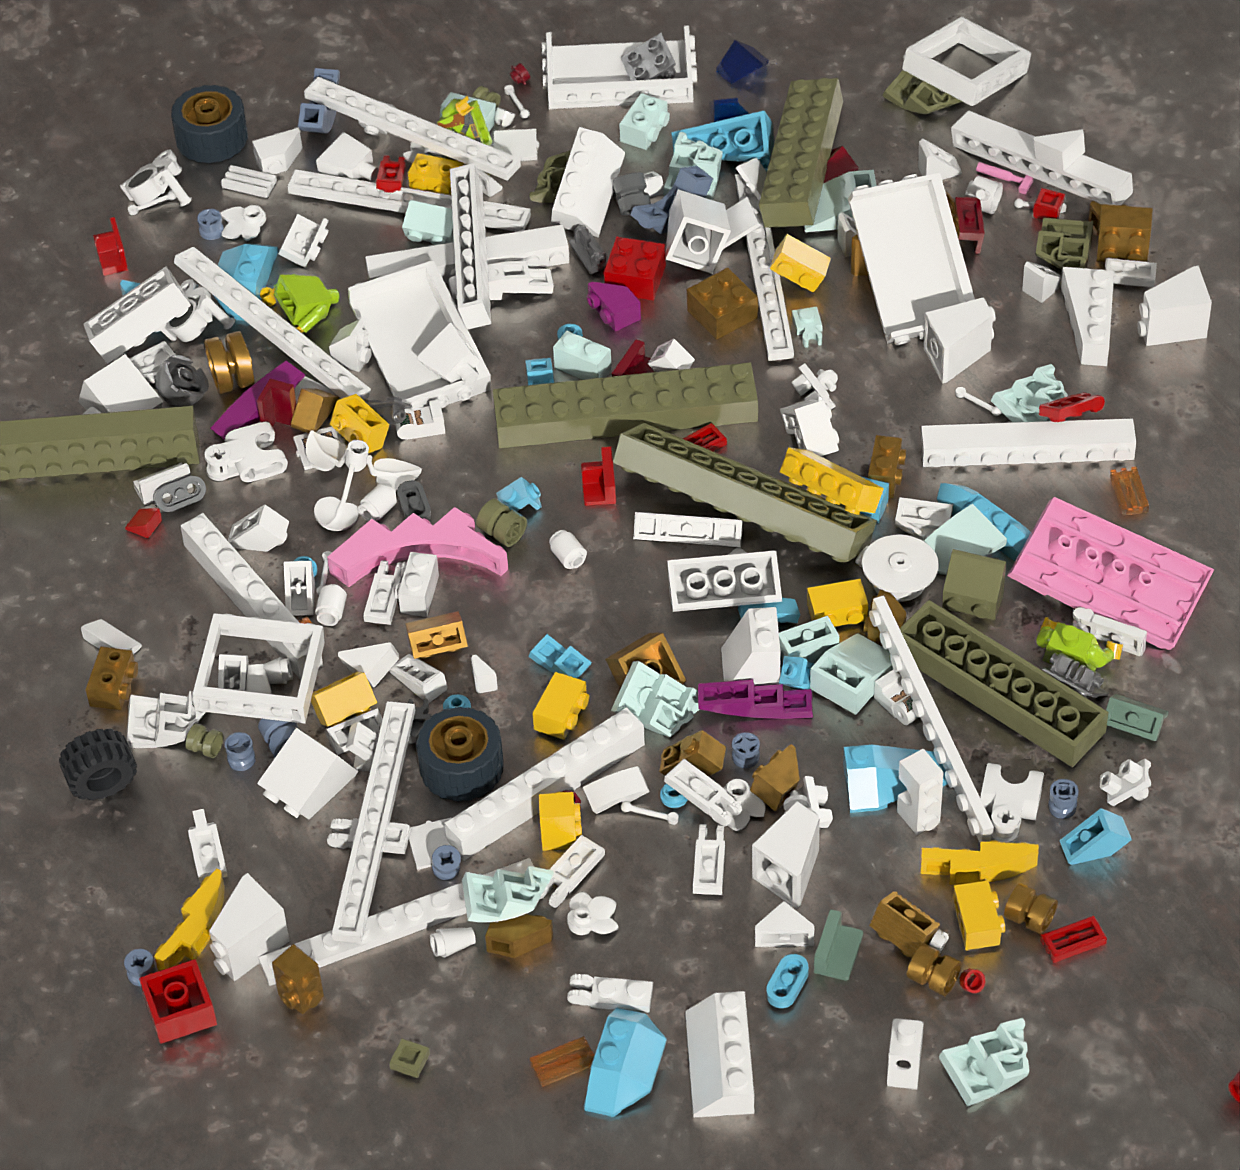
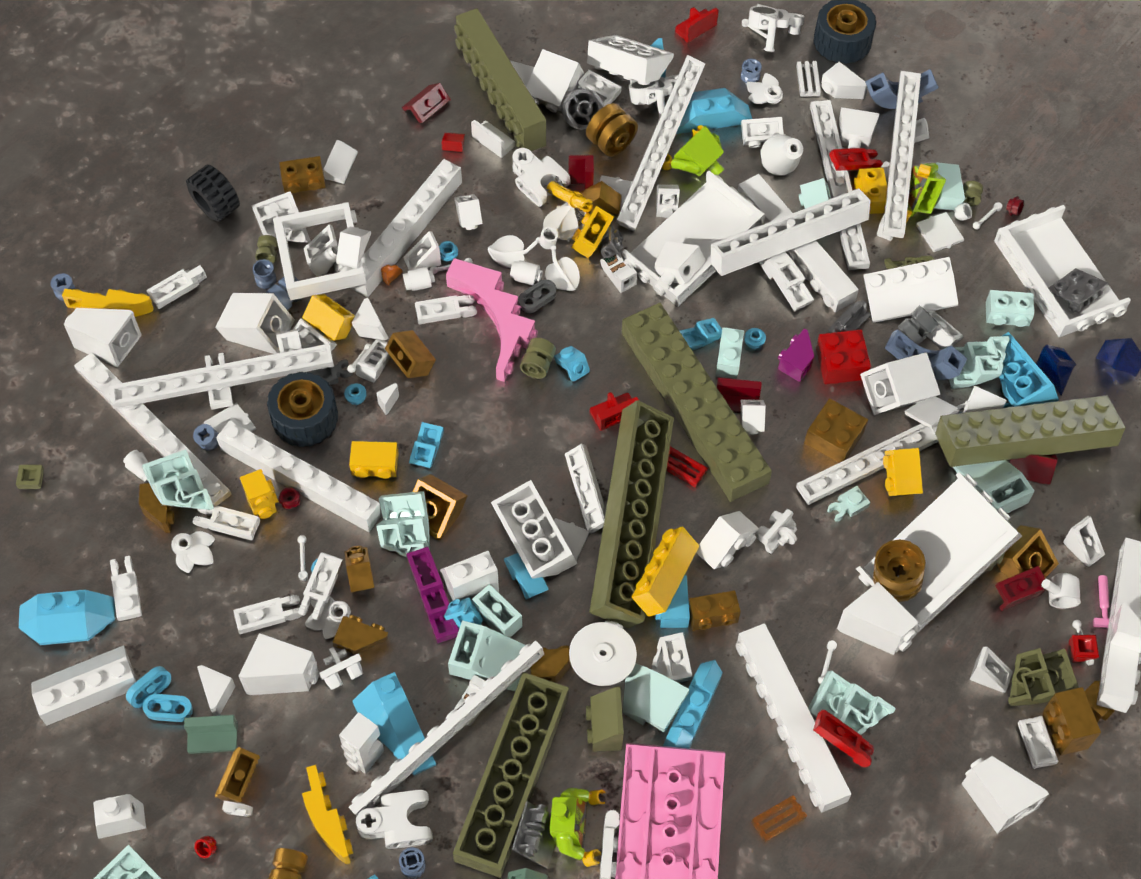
camera: 65 degrees right, 10 degrees up
(68, 529) = (427, 102): none -> panel
(178, 1001) = (33, 317): red brick -> none
(179, 493) = (486, 150): plate -> none
(245, 408) = (605, 166): magenta slope -> none
(284, 621) = (352, 246): none -> white slope
(297, 979) = (67, 380): pearl gold brick -> none
(303, 426) = (574, 199): none -> yellow pin
(352, 224) = (781, 154): none -> white cone
(417, 584) = (457, 326): white brick -> none
(426, 694) = (352, 367): none -> white hinge
(564, 1065) = (43, 564): clear orange tile -> none
(567, 549) = (532, 412): white brick -> none
(616, 787) = (311, 525): white slope -> none
(748, 743) = (384, 599): sand blue wheel -> none
(758, 1001) = (151, 683): none -> medium azure plate
(840, 601) = (548, 621): yellow brick -> none
(917, 289) = (900, 559): none -> pearl gold wheel
(931, 968) = (207, 805): pearl gold wheel -> none
(977, 915) = (267, 830): yellow brick -> none
(1089, 306) = (969, 722): white wedge -> none

